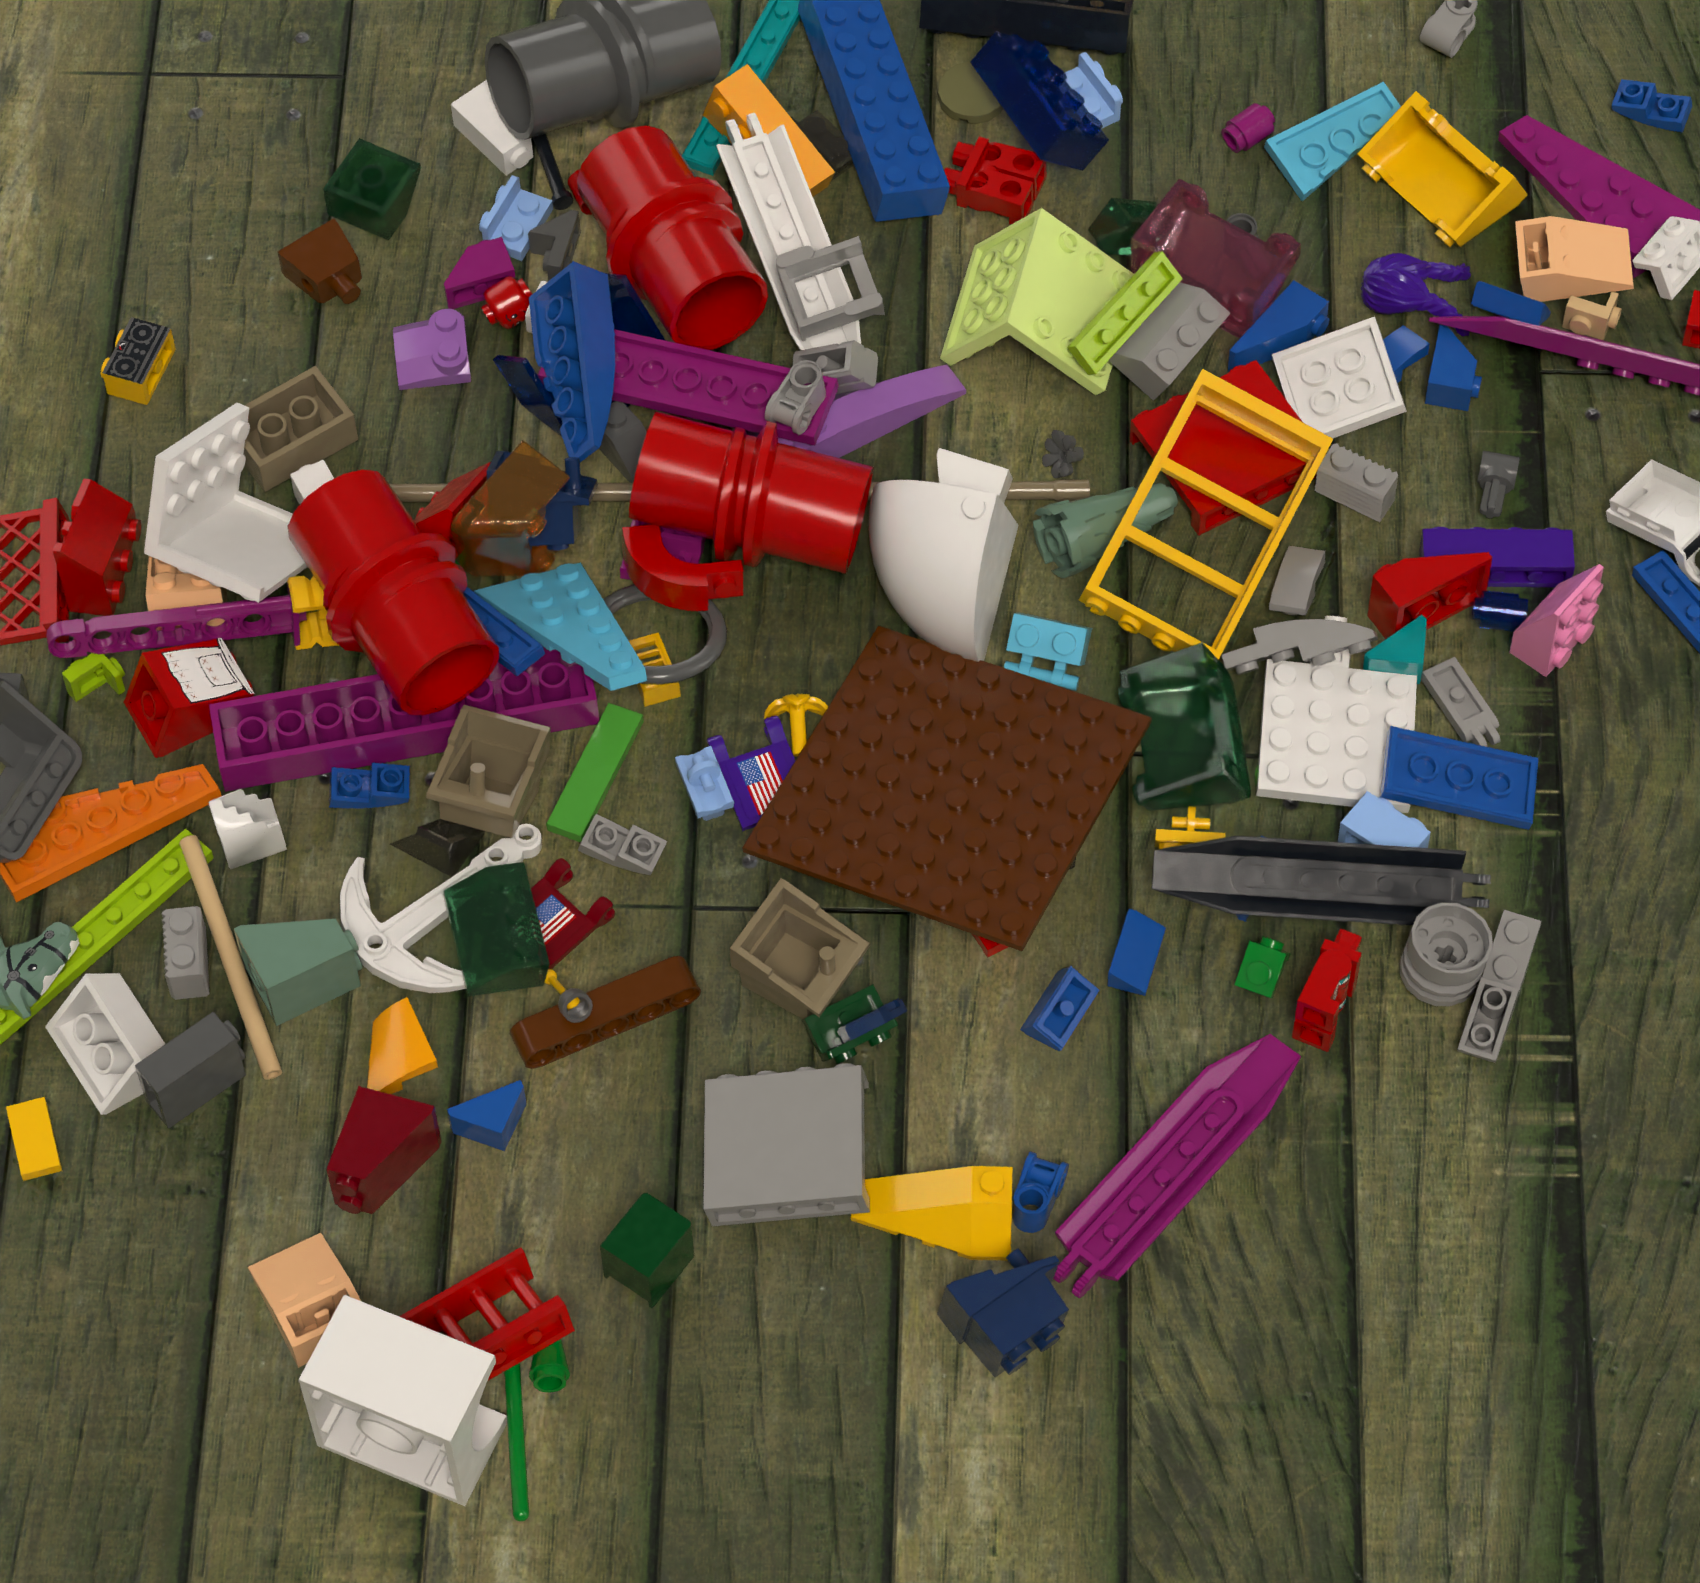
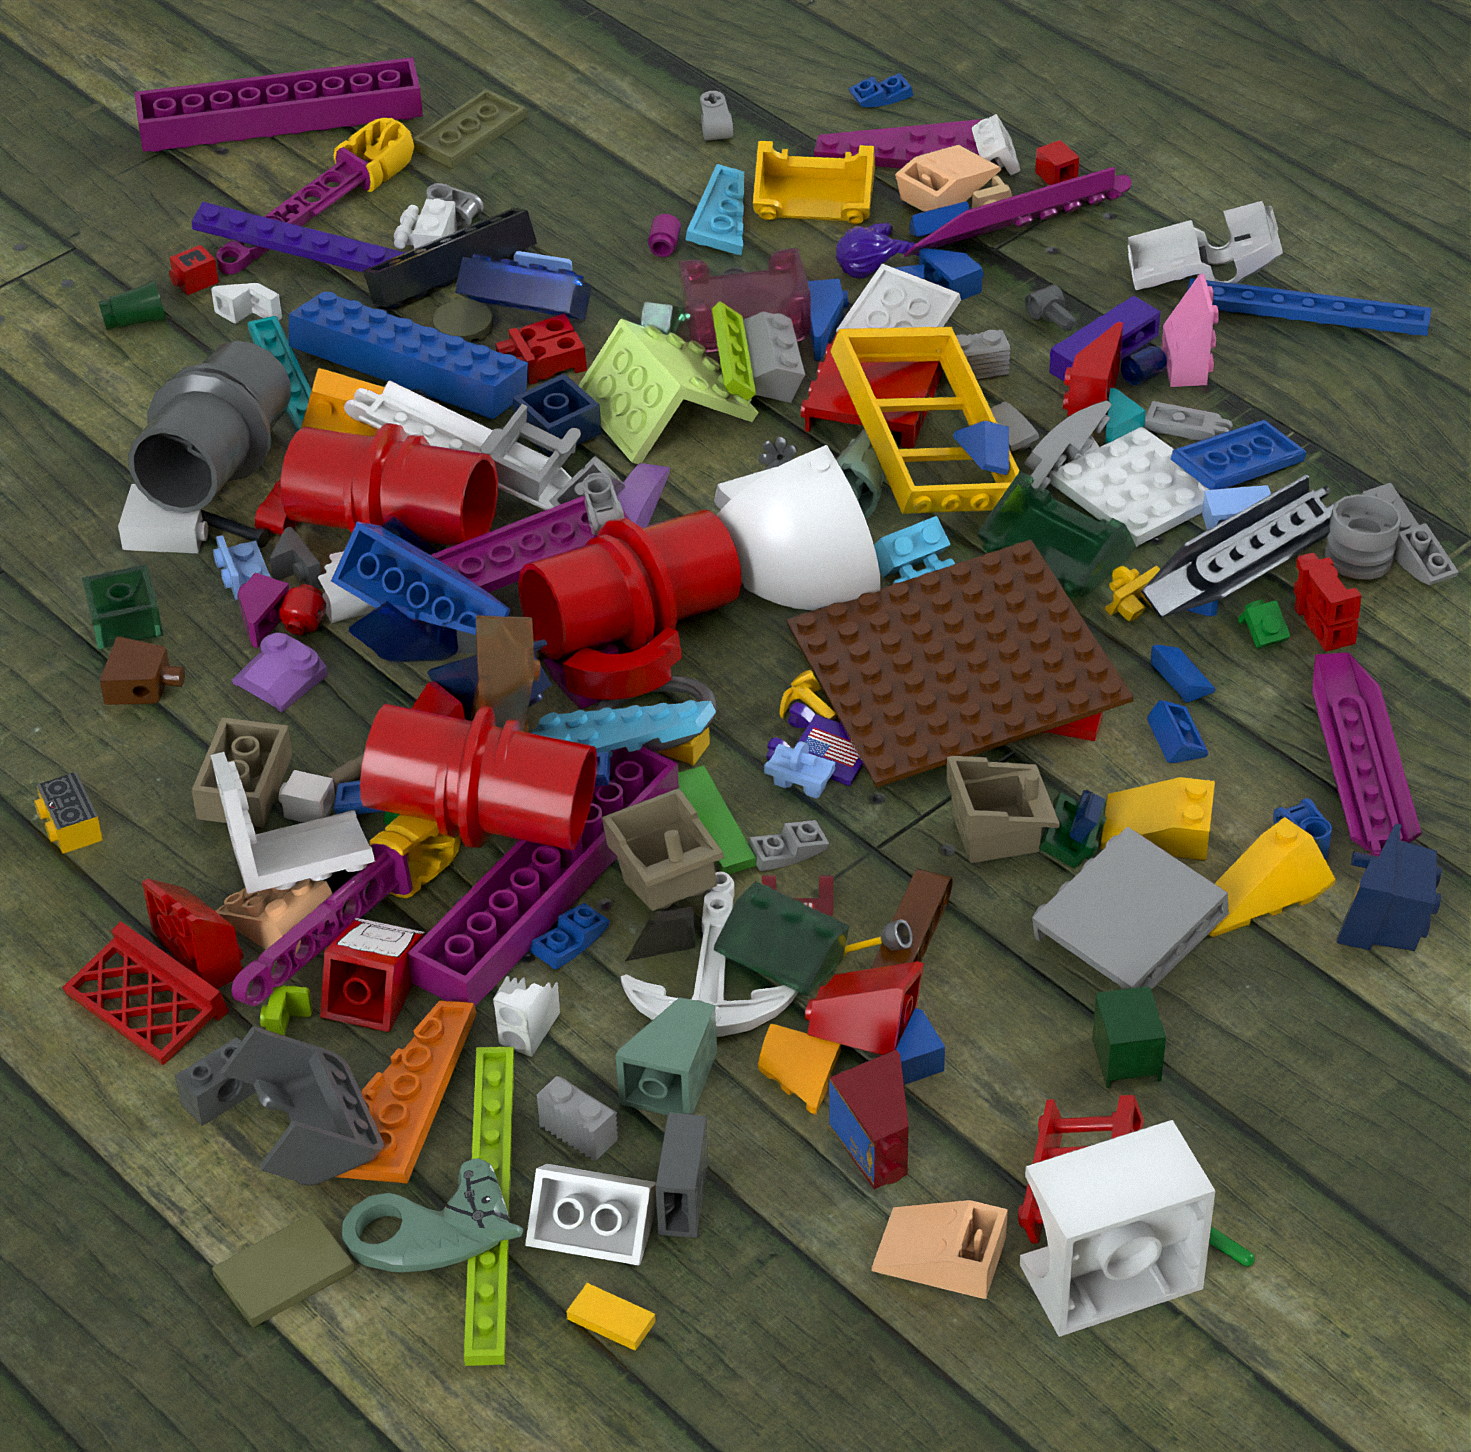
camera: 45 degrees left, 15 degrees down
(230, 957) = (600, 1091): tan piece -> none
(482, 1047) = (866, 1007): none -> red slope
(920, 261) = (559, 407): none -> dark blue brick
(936, 1080) = (1167, 813): none -> yellow slope
(1220, 593) = (986, 445): none -> blue slope

